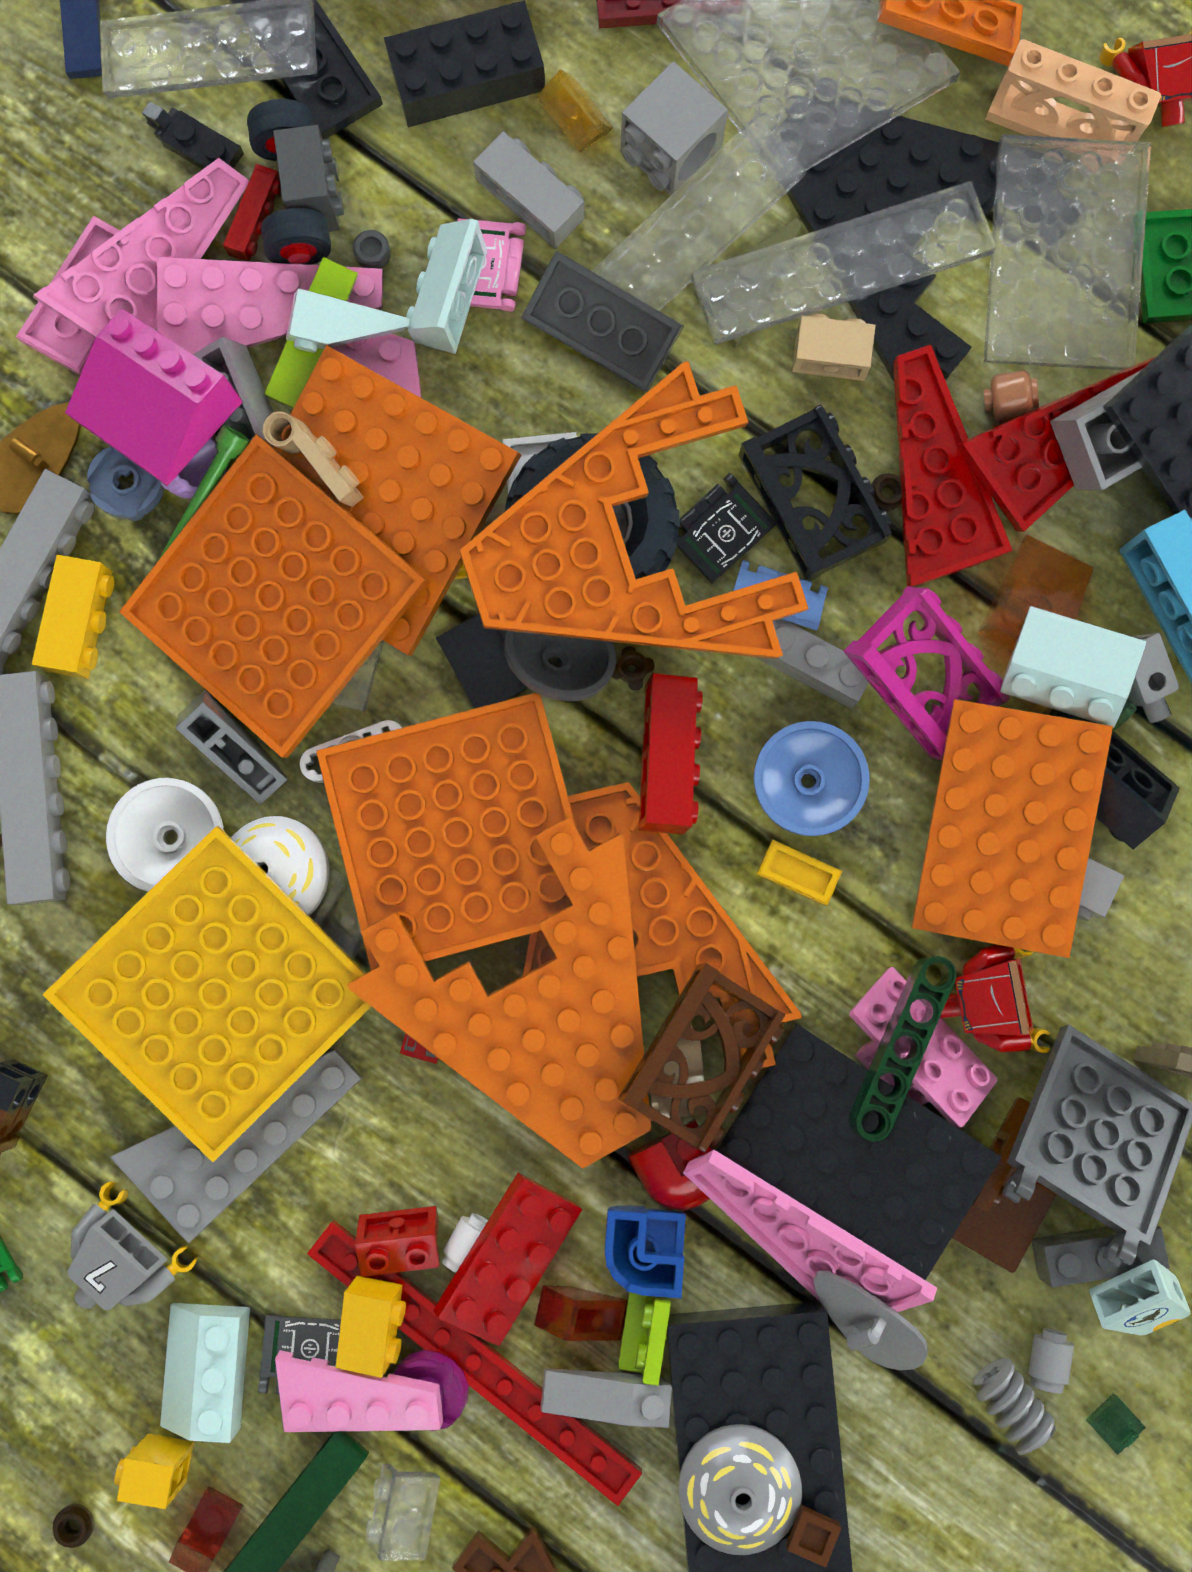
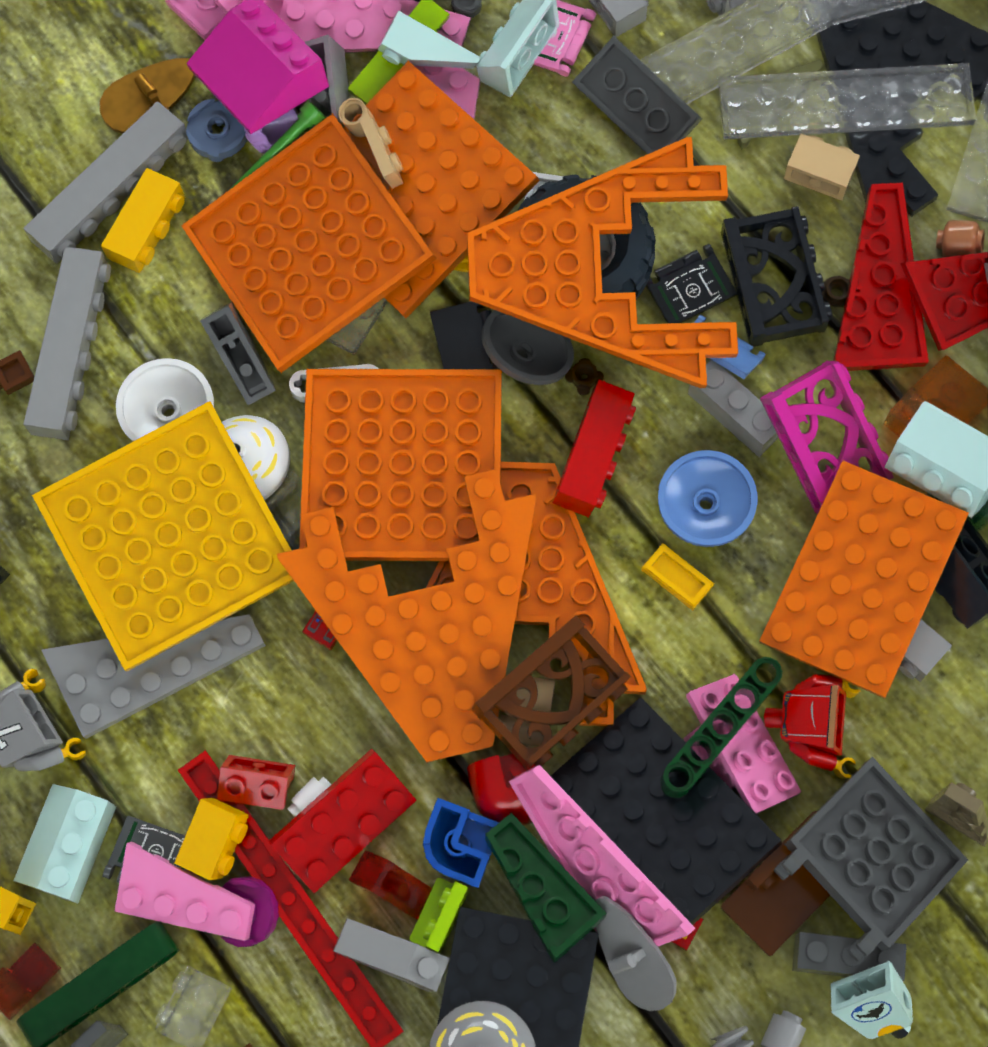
camera: 20 degrees right, 10 degrees down
(761, 1285) = (547, 892): none -> dark green wing

